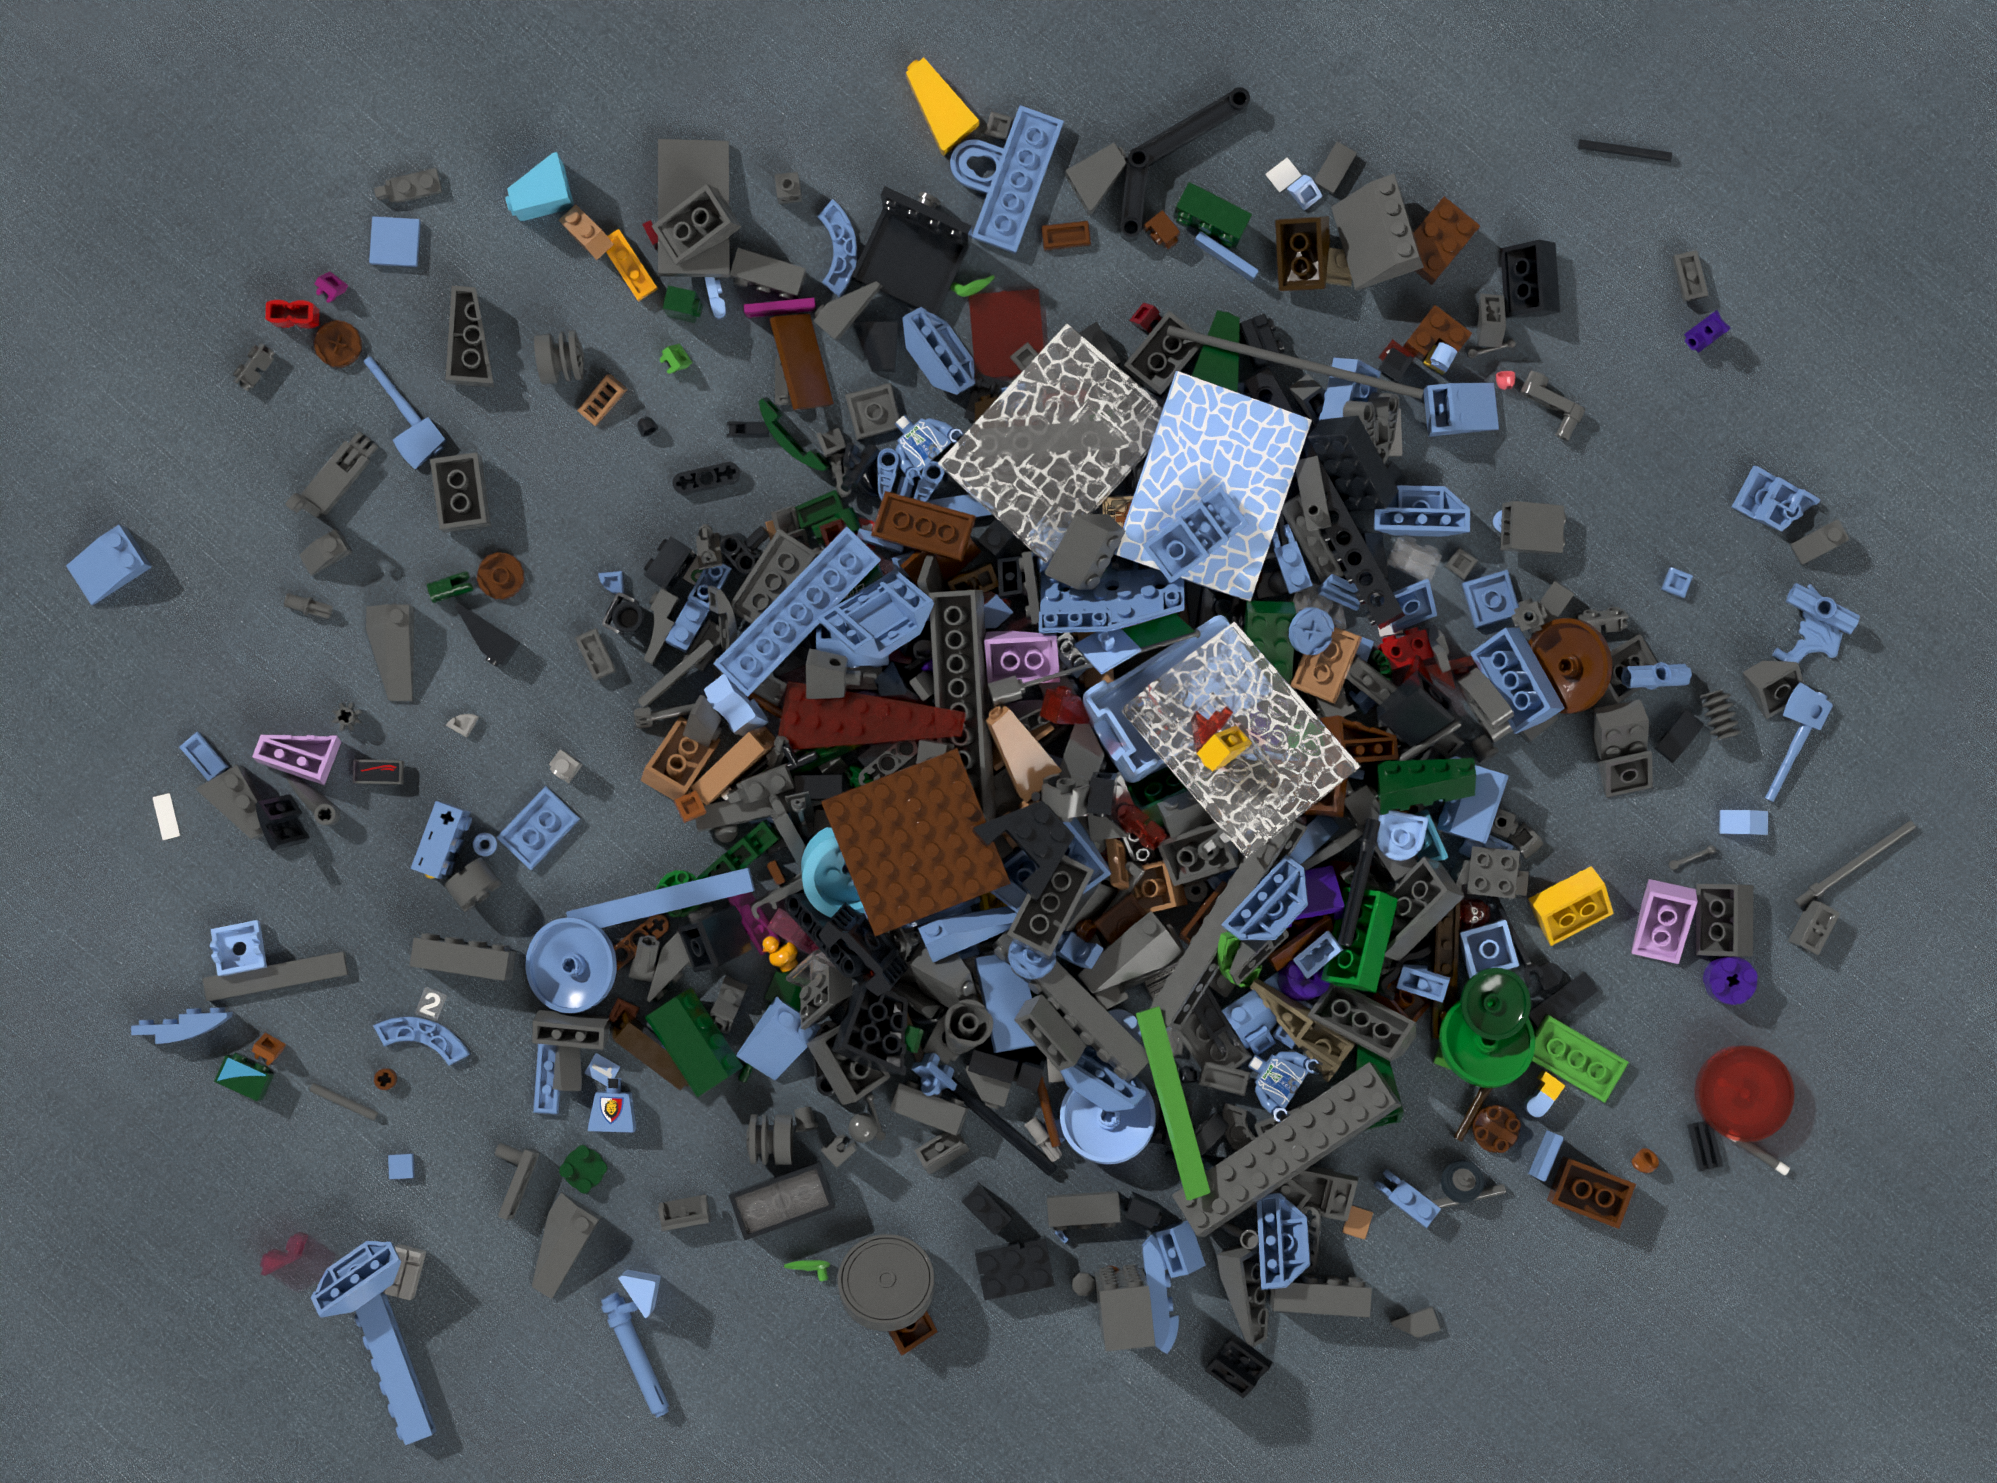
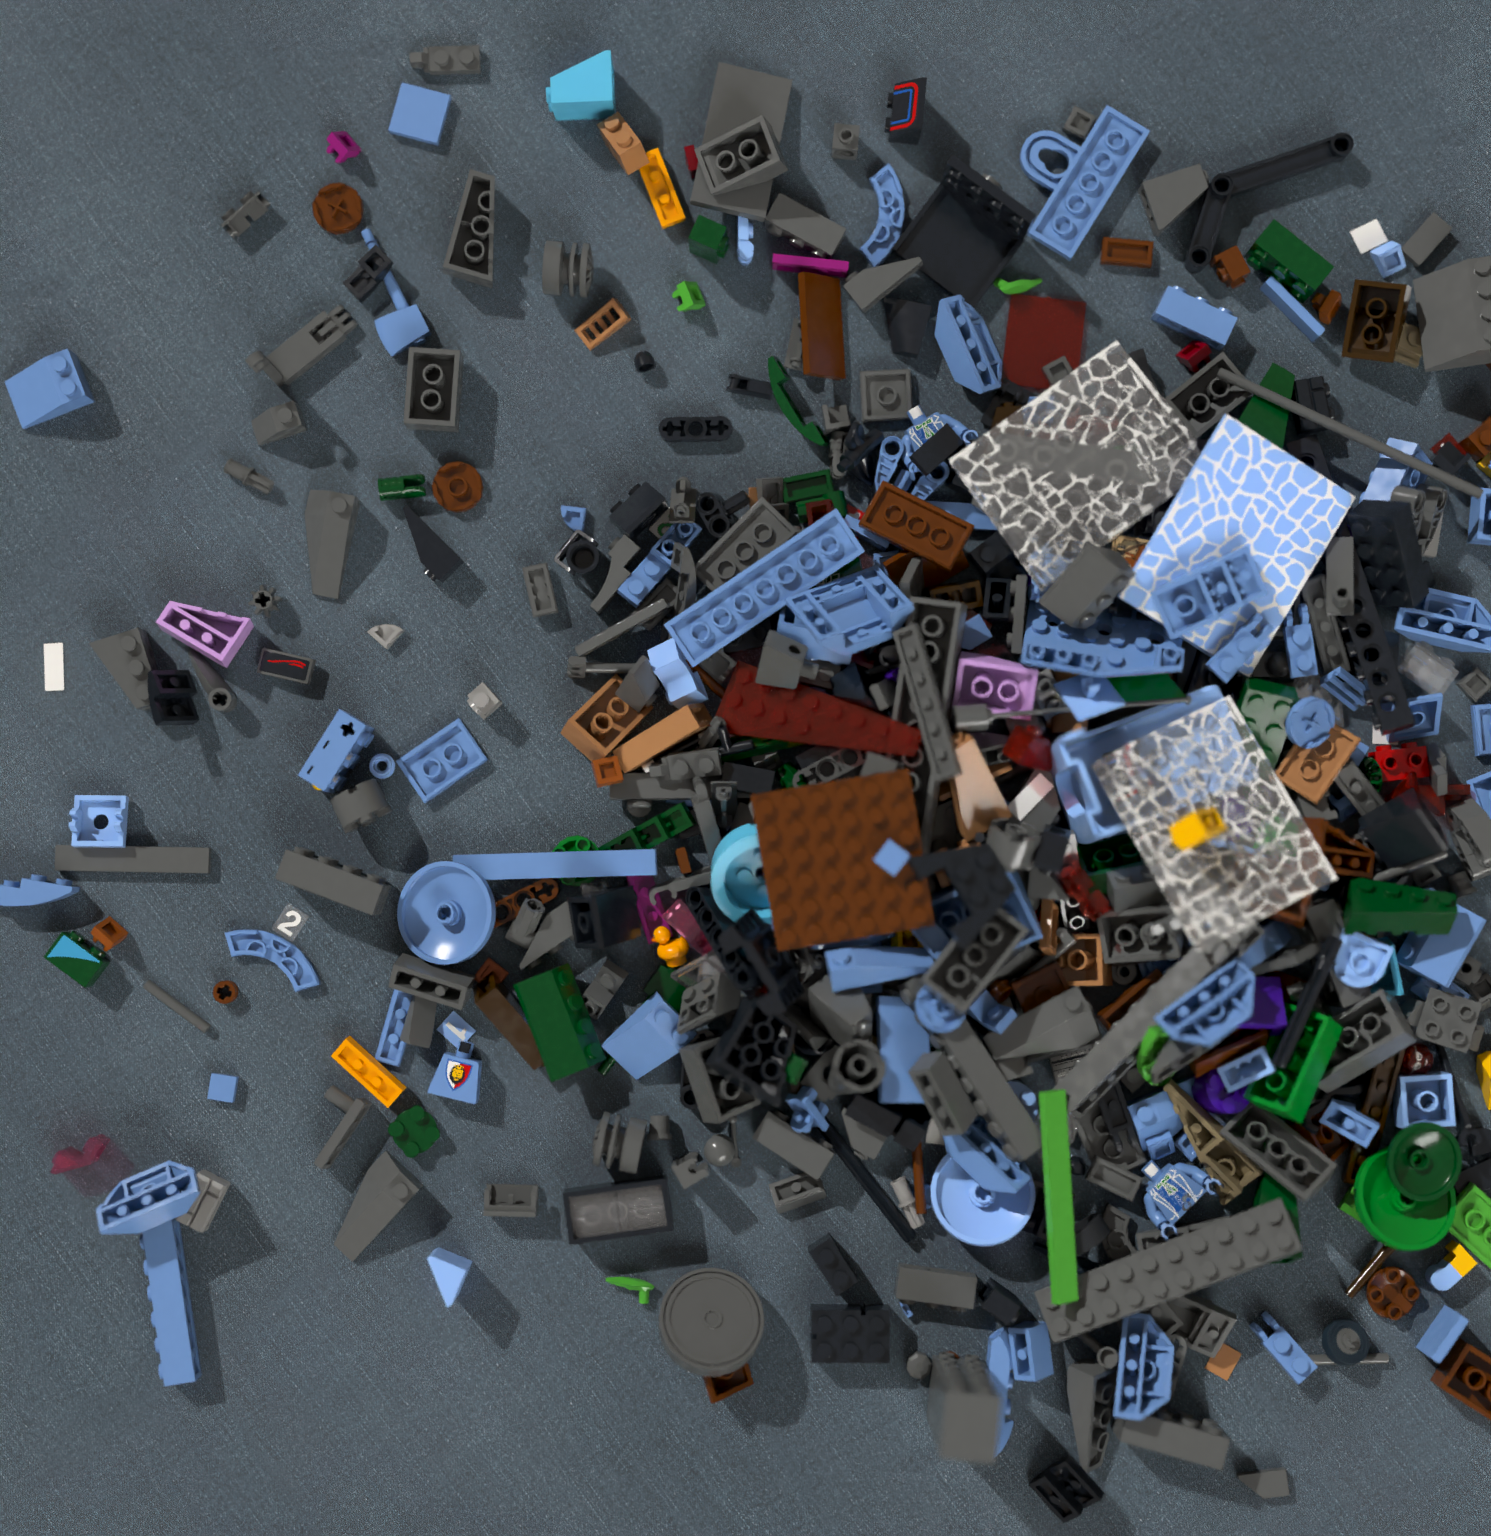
camera: 15 degrees right, 0 degrees up
(204, 756) = (106, 611): medium blue tile -> none
(298, 313) = (296, 166): red brick -> none
(379, 399) = (369, 275): none -> black slope
(530, 1123) = (368, 1071): none -> light orange plate
(620, 1320) = (419, 1300): medium blue cylinder -> none
(838, 148) = (906, 112): none -> black slope
(927, 453) = (936, 449): none -> black slope
(942, 109) = (1023, 90): yellow slope -> none
(958, 830) = (891, 857): none -> medium blue tile
(962, 685) = (927, 703): none -> dark grey tile
(1075, 750) = (1030, 796): none -> white sticker
(1139, 282) = (1194, 317): none -> medium blue brick
(1205, 728) = (1180, 803): clear red slope -> none
(1234, 578) = (1238, 649): none -> medium blue hinge
(1258, 247) = (1327, 305): none -> dark orange tile
(1309, 397) = (1352, 474): dark grey slope -> none

